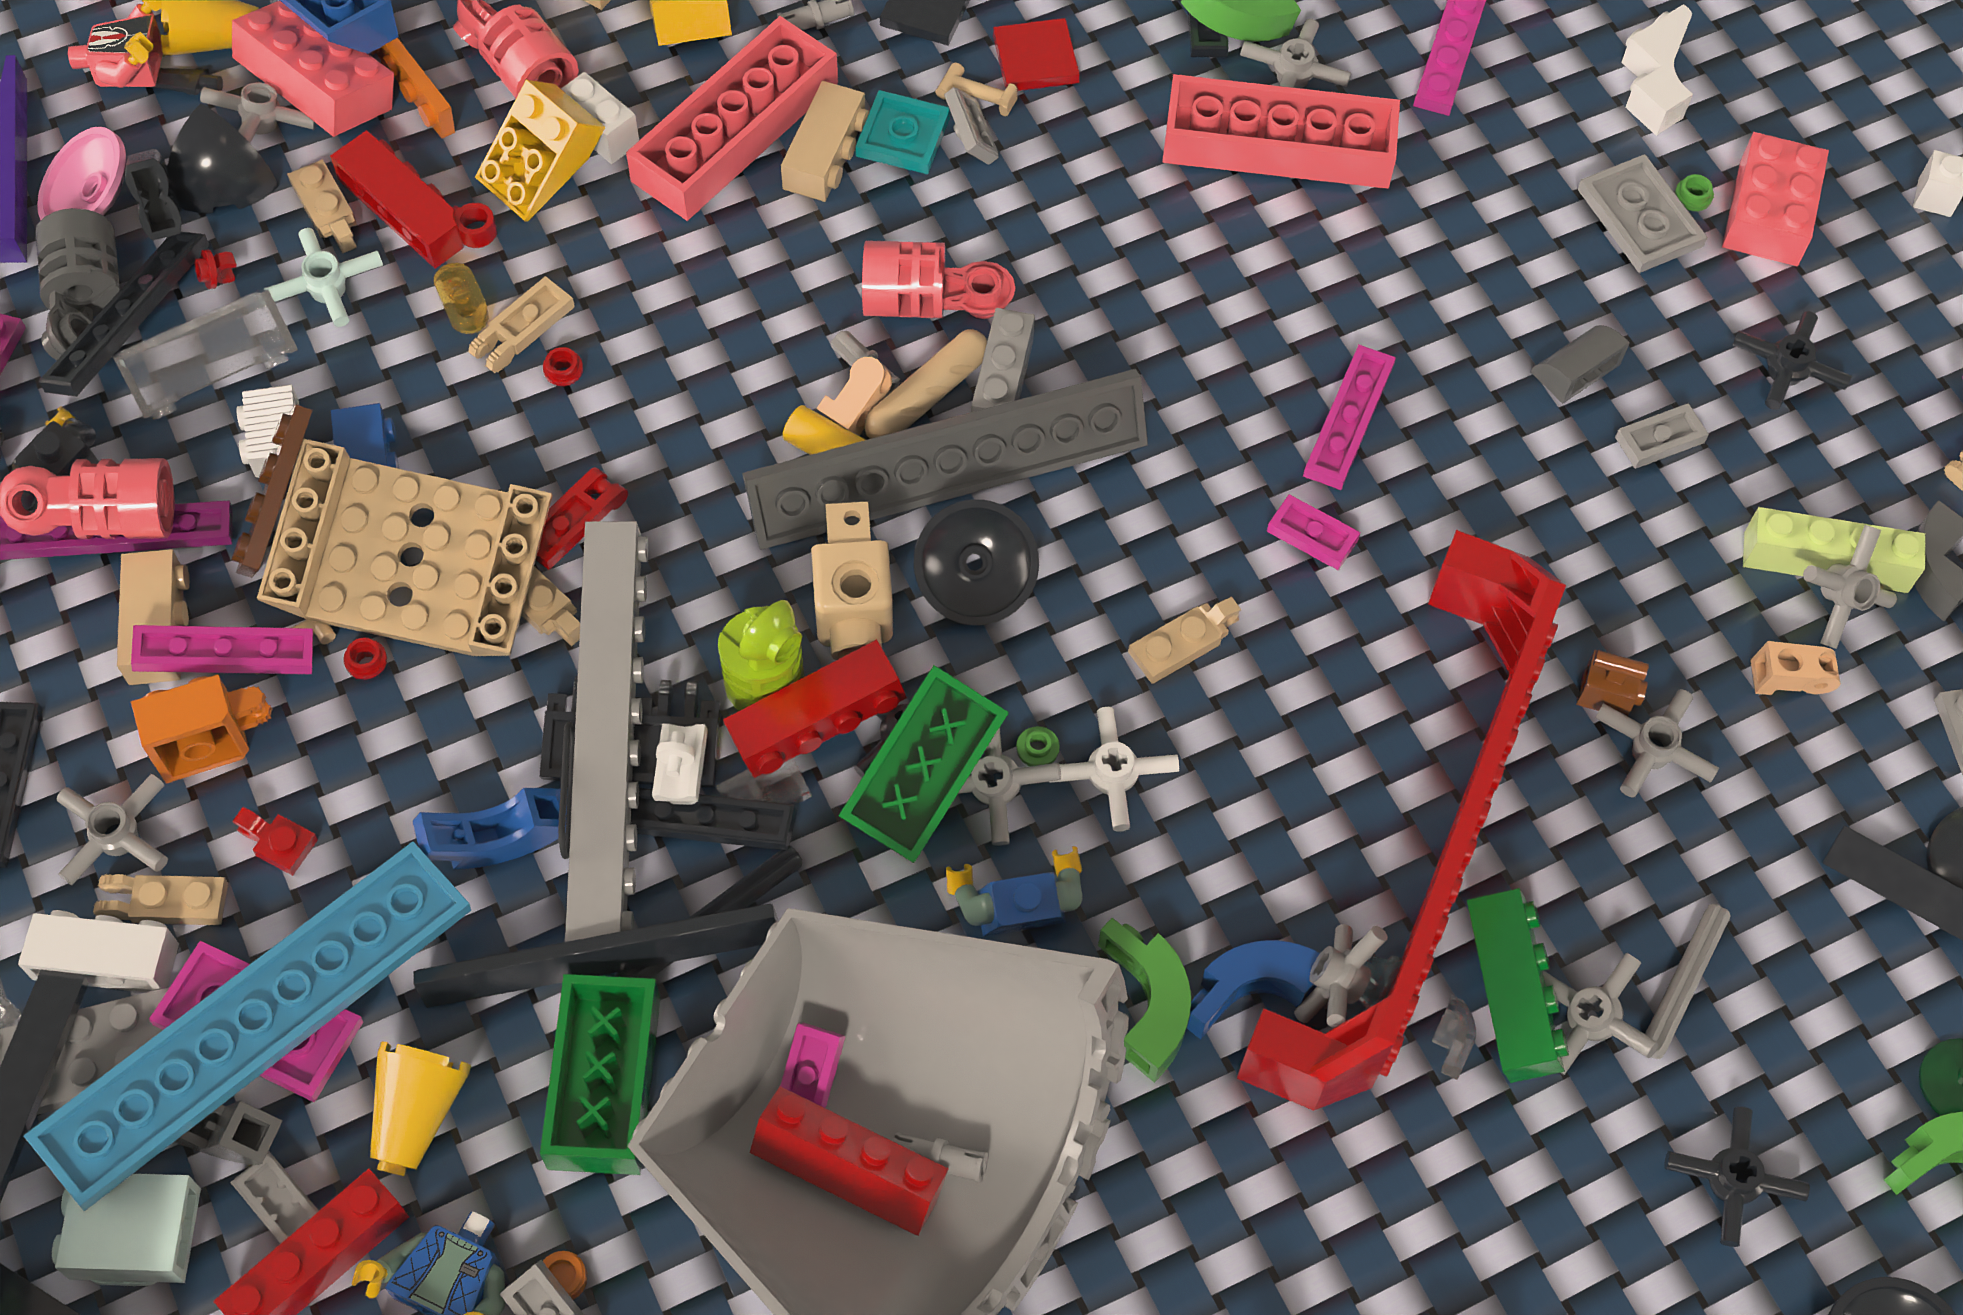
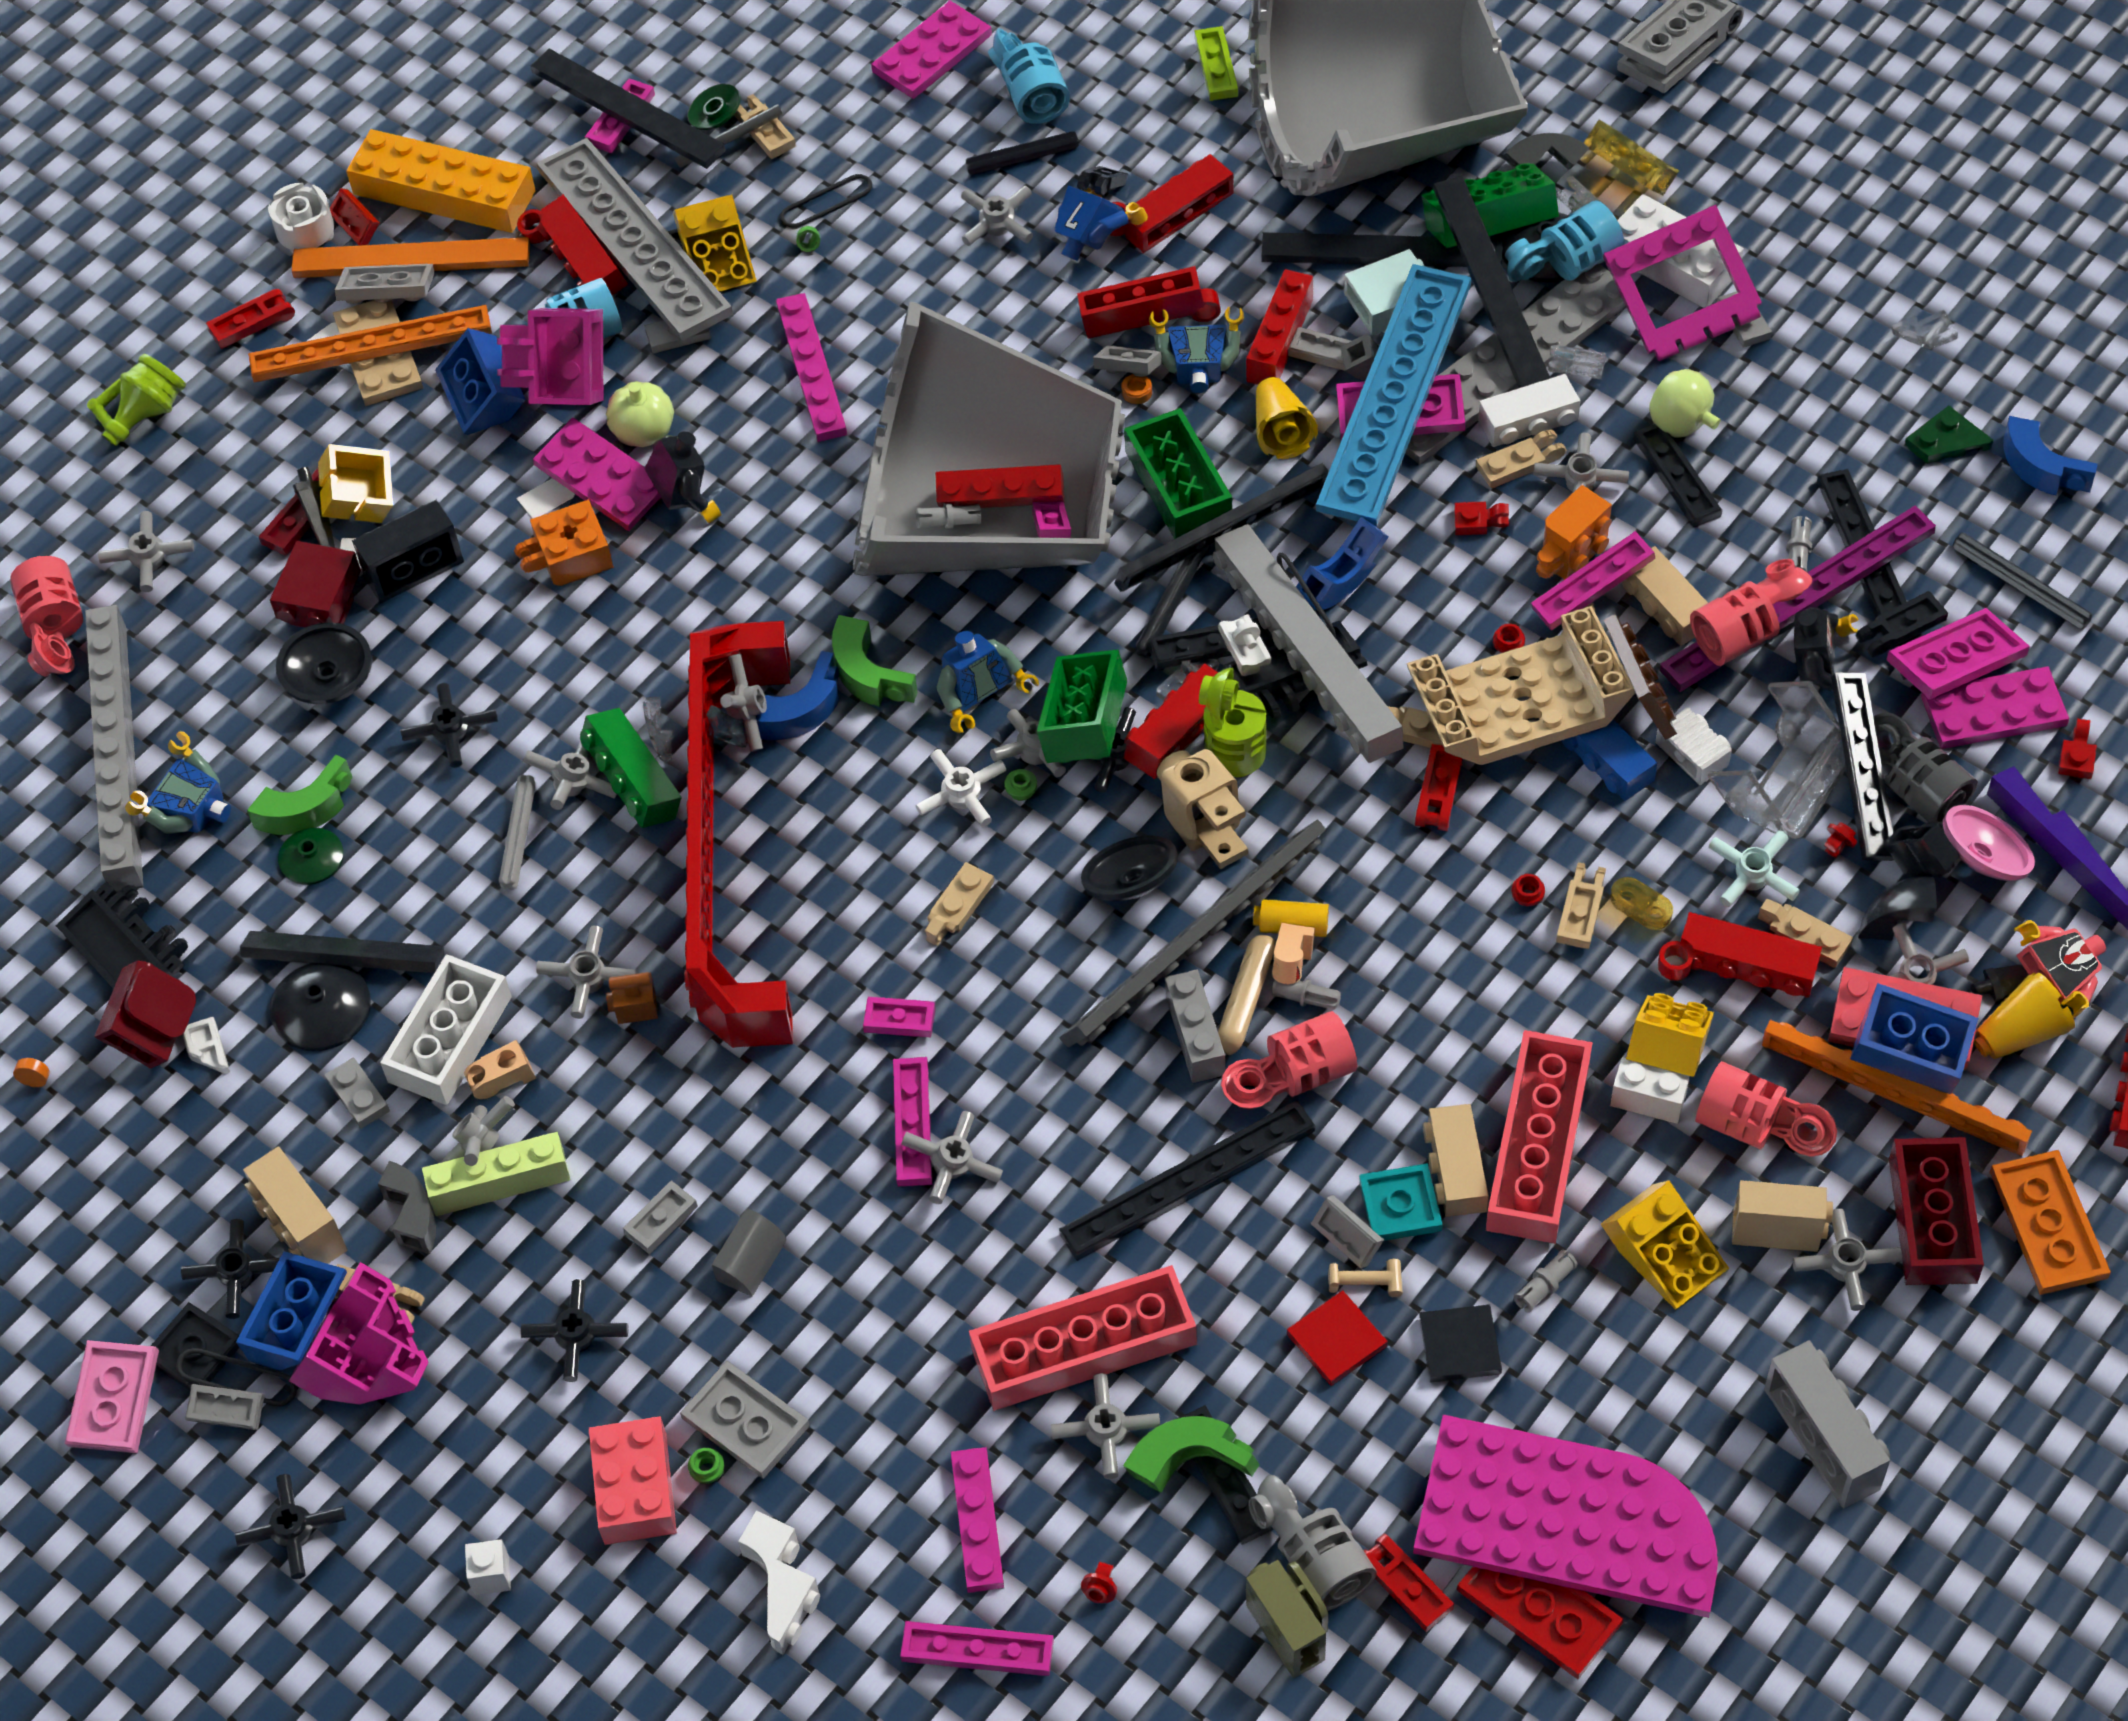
camera: 160 degrees right, 5 degrees down
(1101, 246) = (1186, 1180): none -> black tile
(1327, 355) = (948, 1167): none -> light grey bar
(1850, 734) = (446, 1029): none -> white brick

